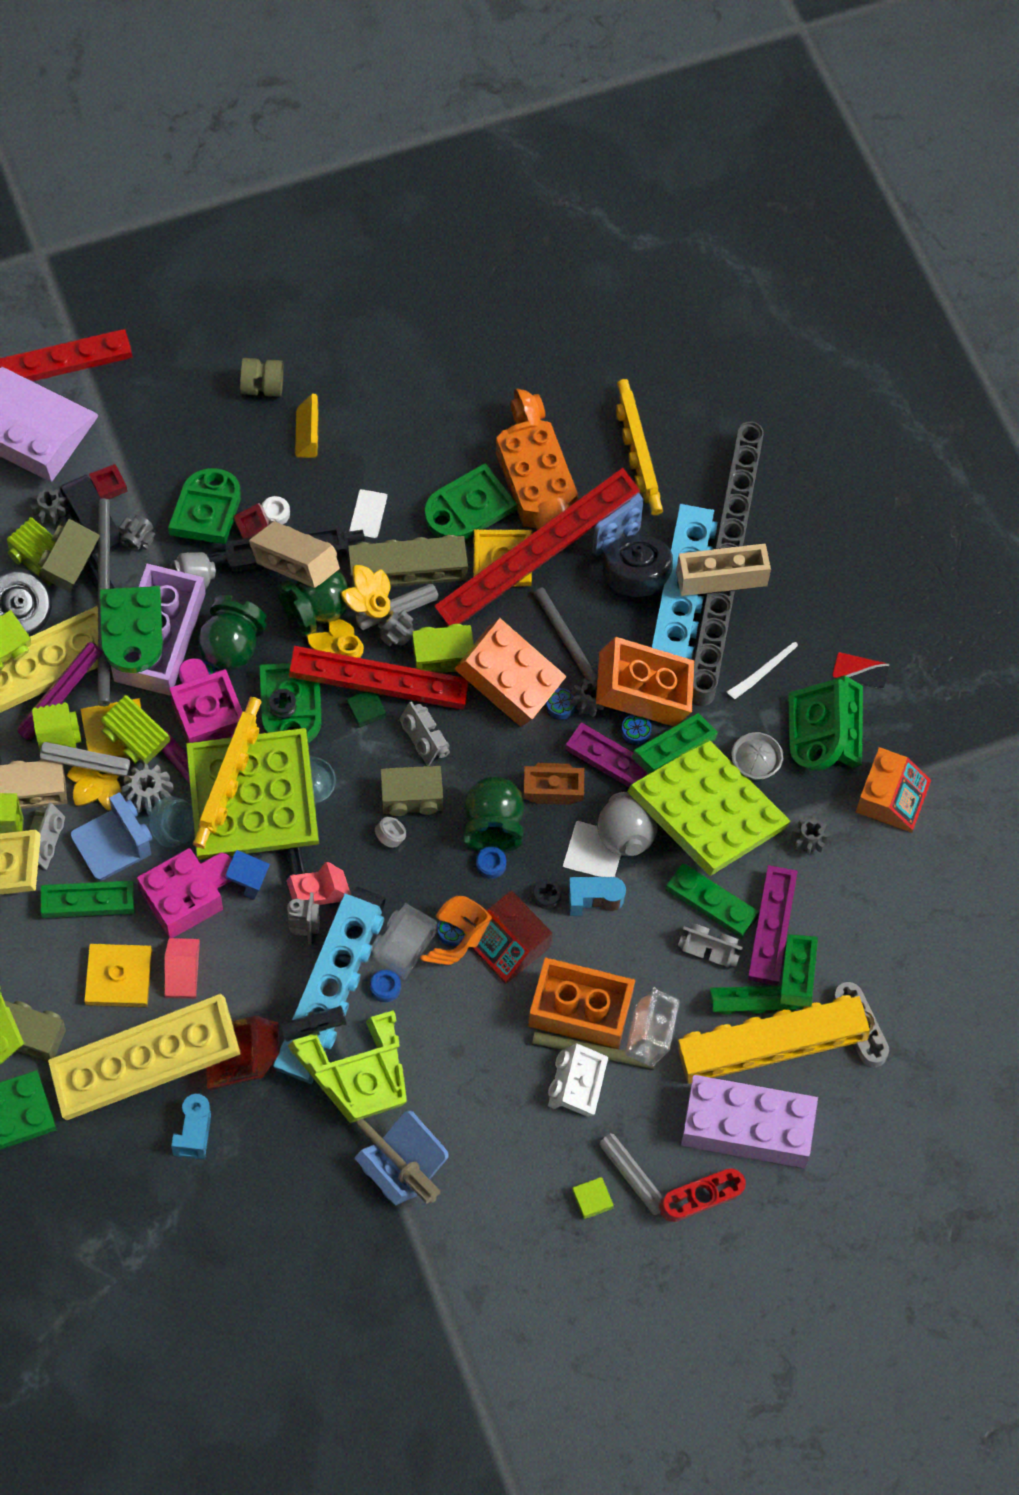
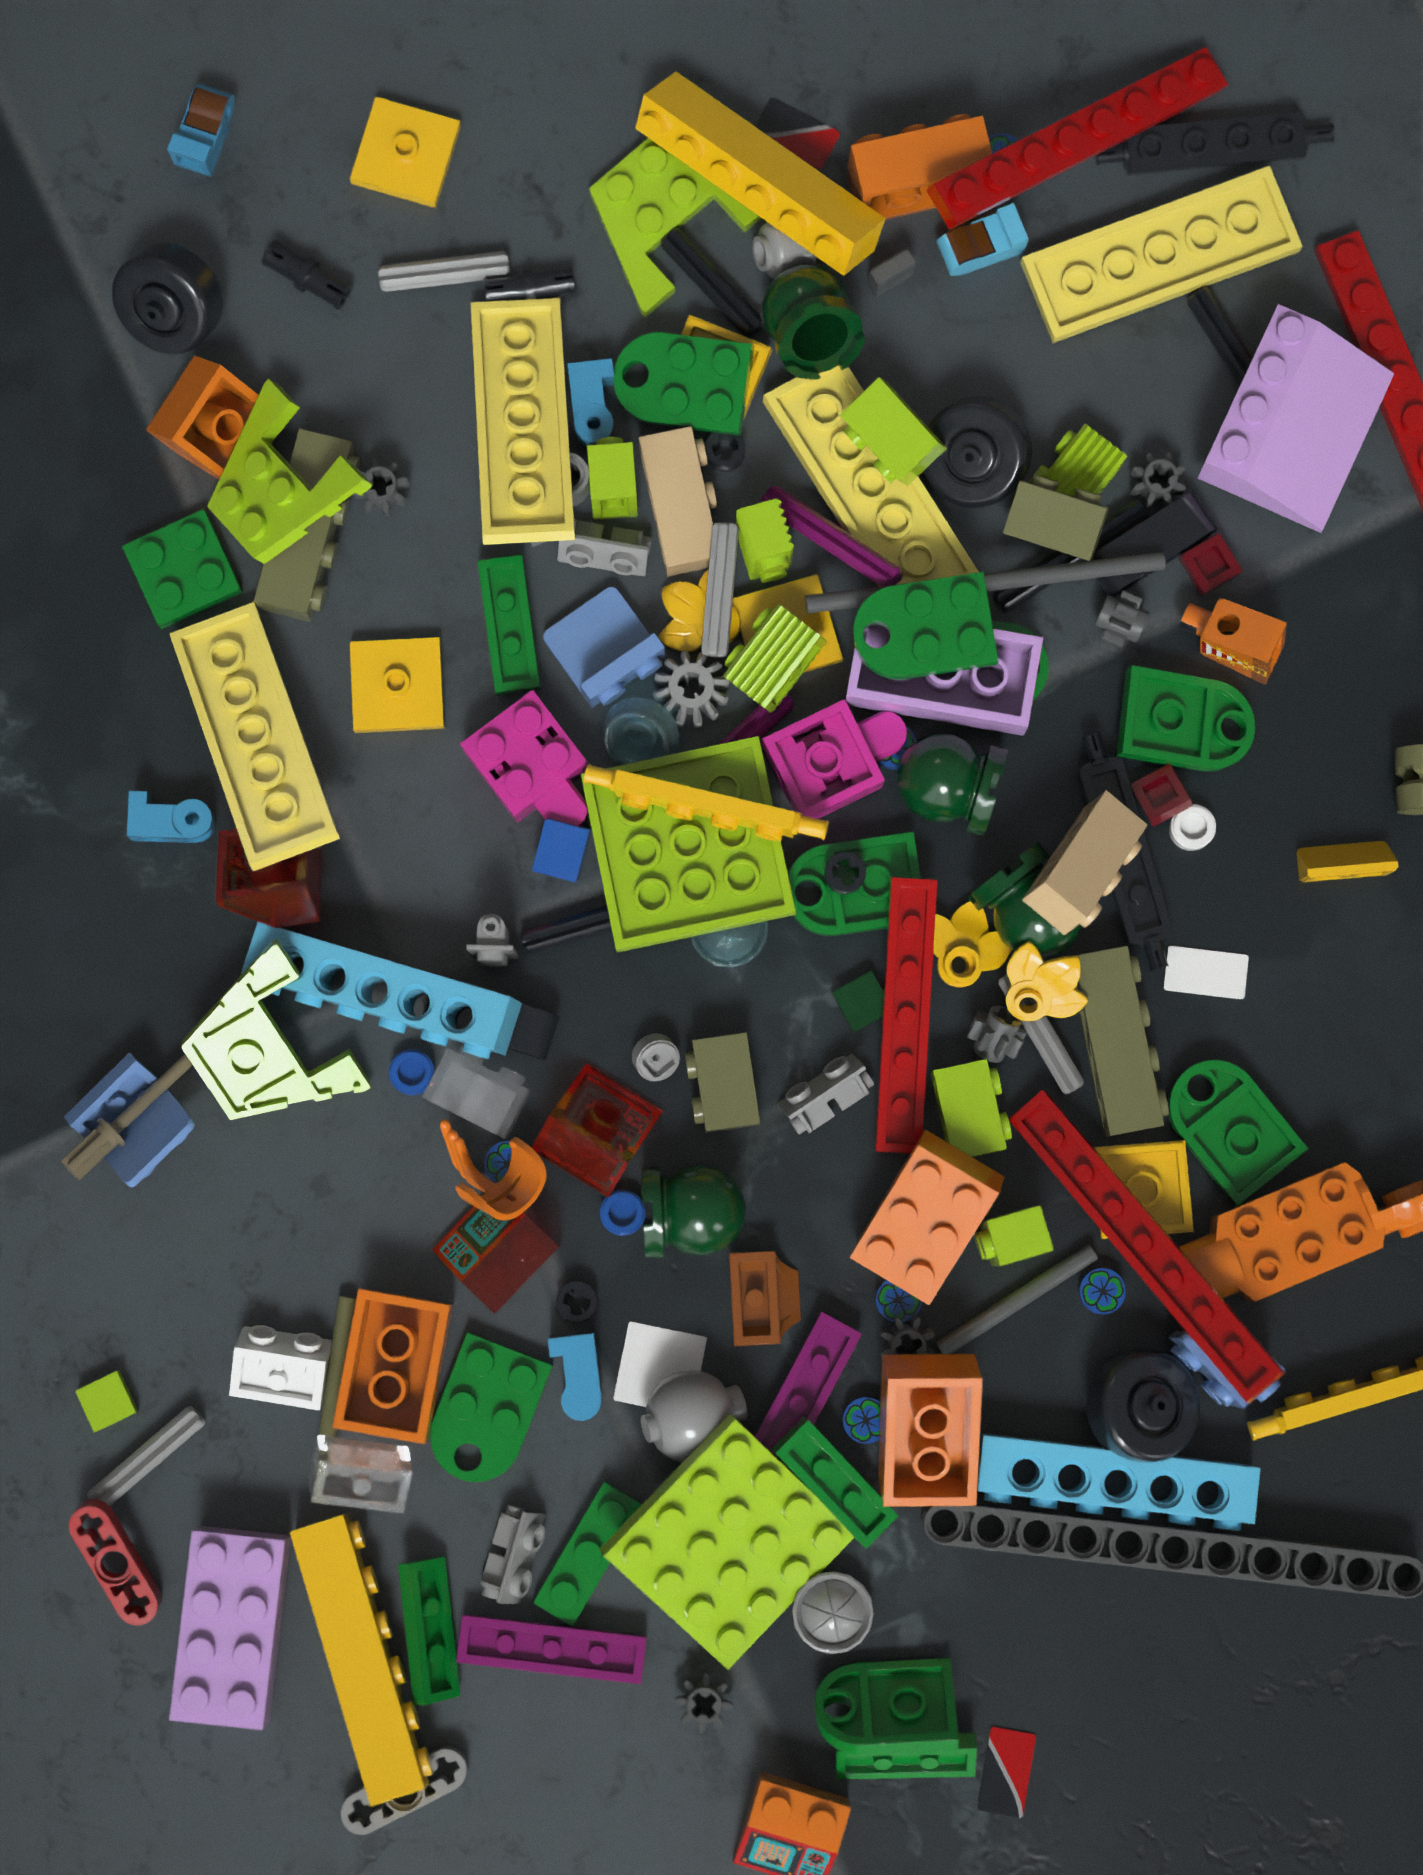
camera: 85 degrees right, 20 degrees up
(159, 467) = (1251, 647): none -> orange torso
(181, 968) = (417, 773): coral slope -> none
(195, 564) = (1065, 712): light grey head -> none
(313, 1023) = (312, 972): black pin -> none
(327, 884) = (550, 960): coral slope -> none
(436, 869) = (596, 1130): none -> clear red slope
(527, 619) = (1013, 1236): none -> lime brick
(564, 588) = (1101, 1291): none -> tile
(614, 950) = (487, 1405): none -> green plate
(723, 569) = (1131, 1545): tan brick -> none
(754, 678) = (966, 1592): white sticker -> none
(799, 970) = (469, 1693): green plate -> none

